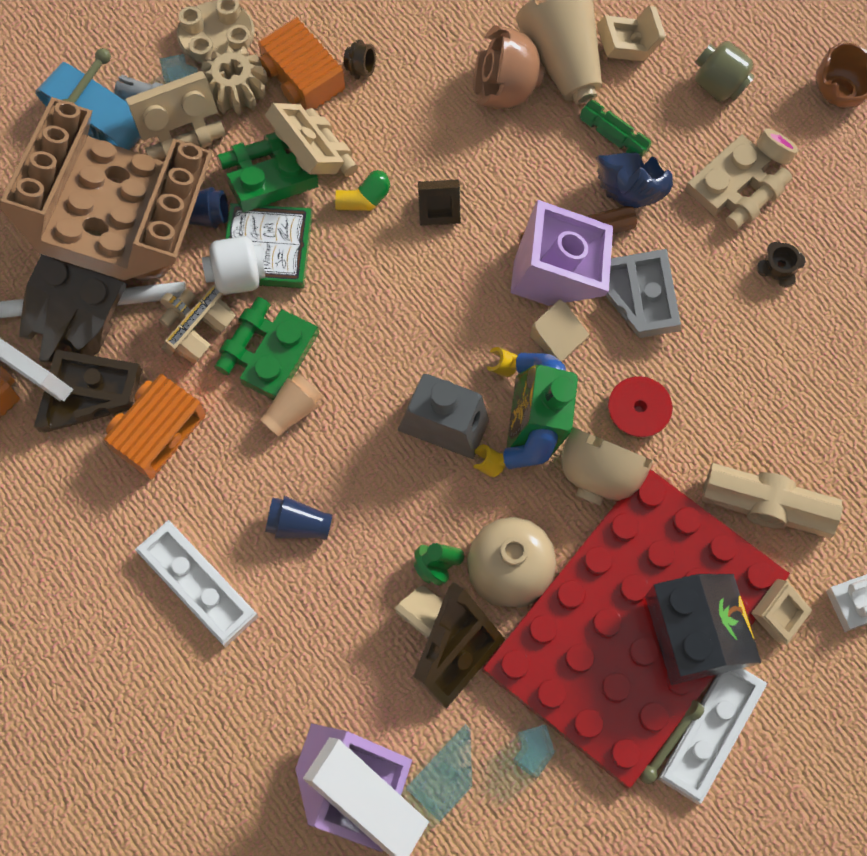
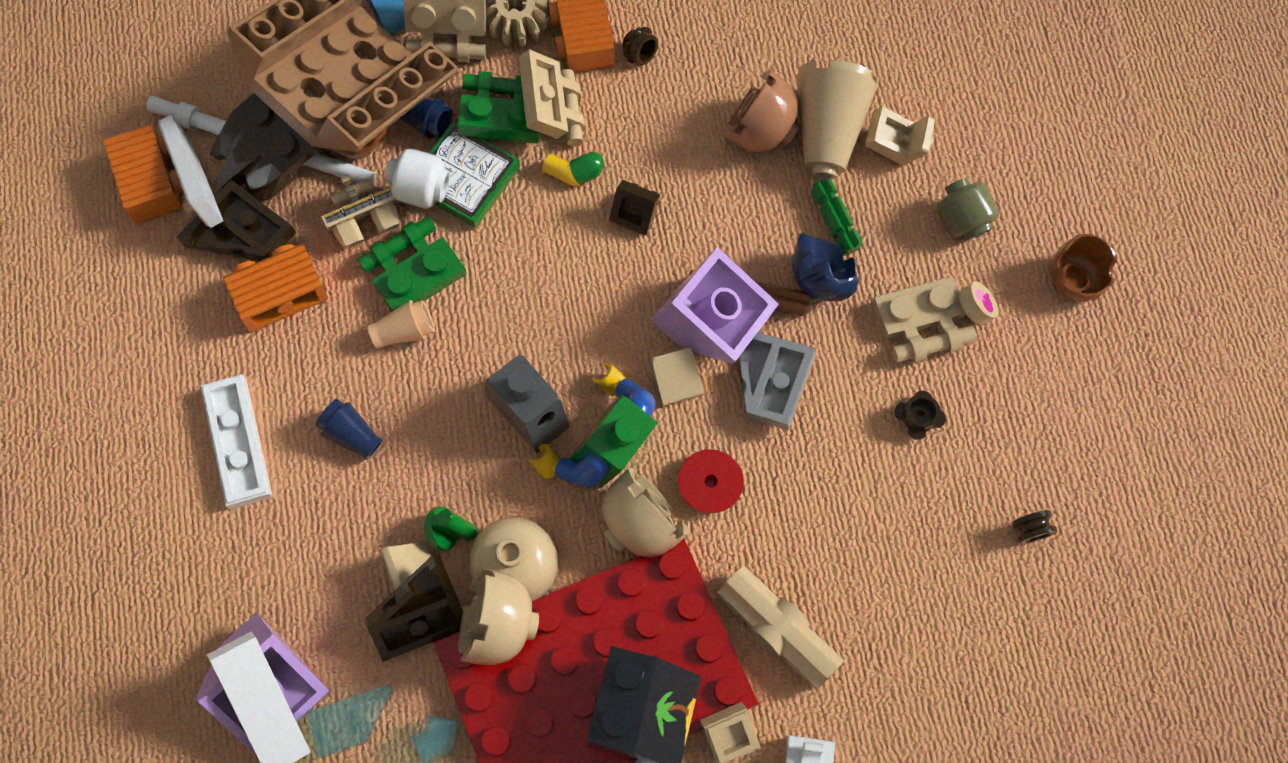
camera: 25 degrees right, 0 degrees up
(535, 615) = (497, 619): none -> tan cylinder

